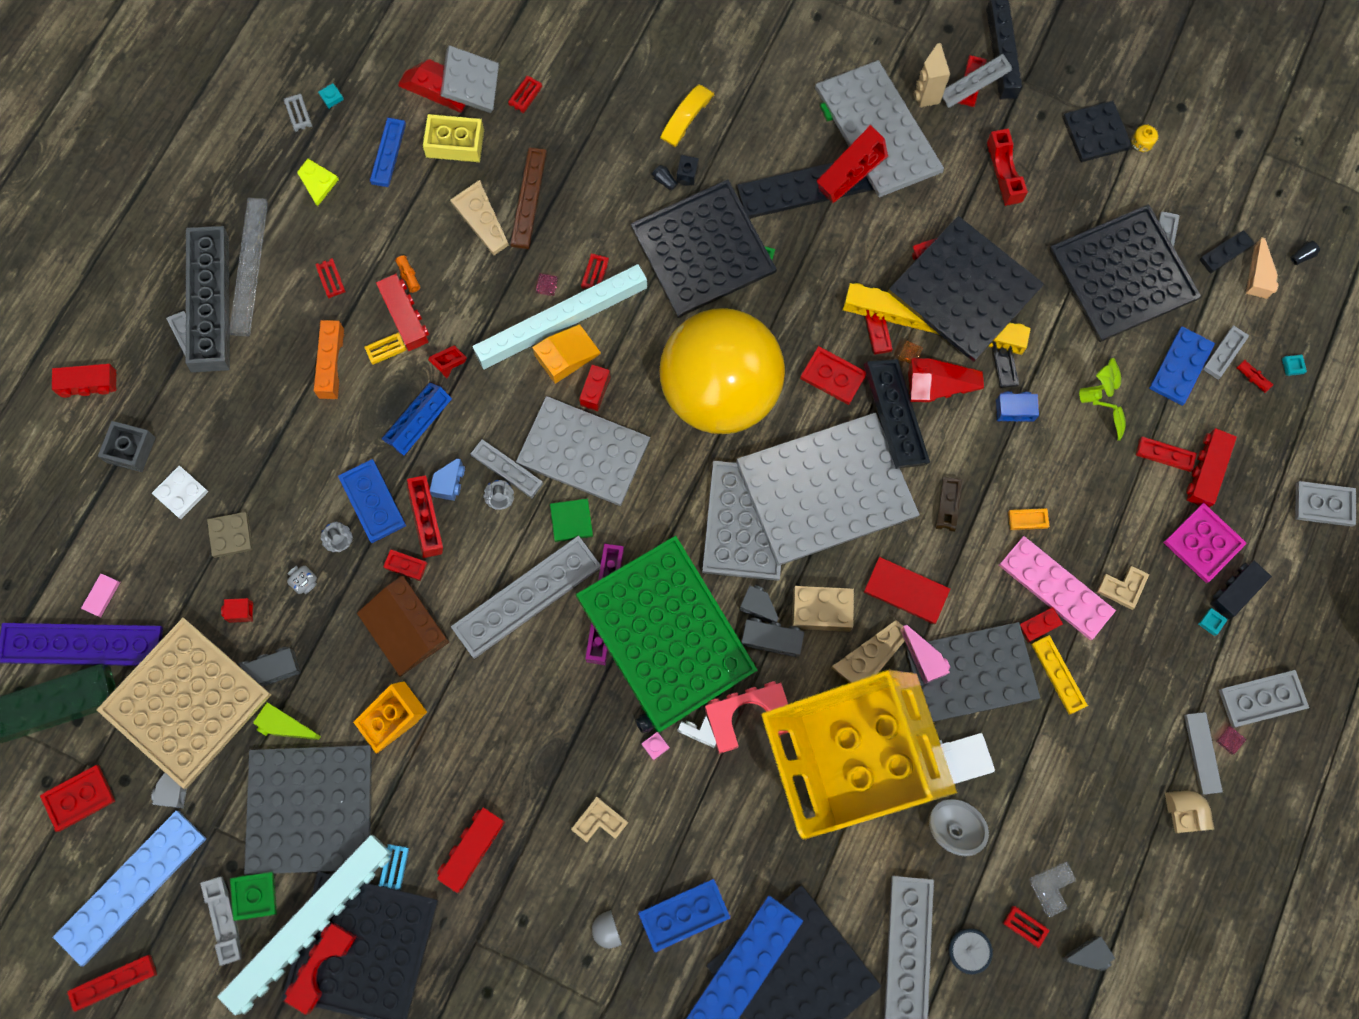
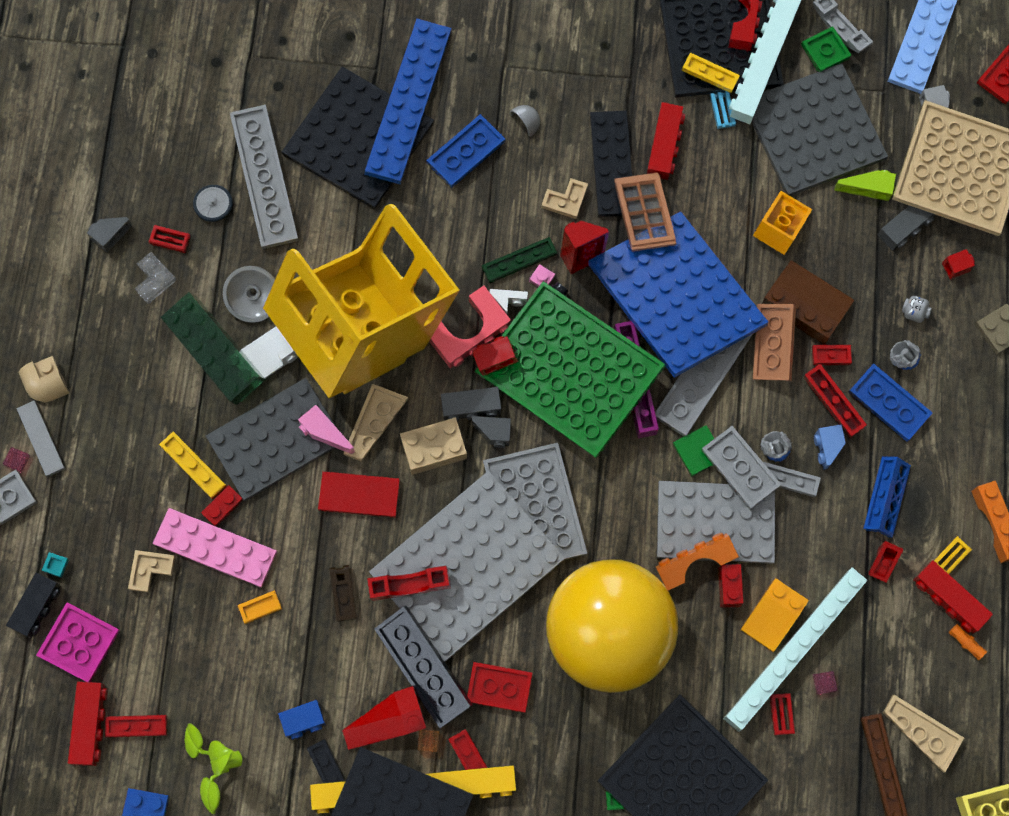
camera: 160 degrees right, 0 degrees up
(390, 908) = (710, 72): none -> yellow plate
(456, 591) = (775, 343): none -> nougat plate
(526, 772) = (645, 212): none -> nougat piece
(529, 674) = (679, 297): none -> blue plate
(535, 847) = (610, 158): none -> black plate
(540, 484) = (741, 467): none -> light grey plate
(596, 418) = (674, 570): none -> orange arch
(608, 749) = (581, 243): none -> red slope
(671, 773) = (519, 260): none -> dark green tile
(735, 672) = (494, 355): none -> red brick
(904, 486) = (409, 584): none -> red arch
(1013, 783) = (213, 348): none -> clear green brick

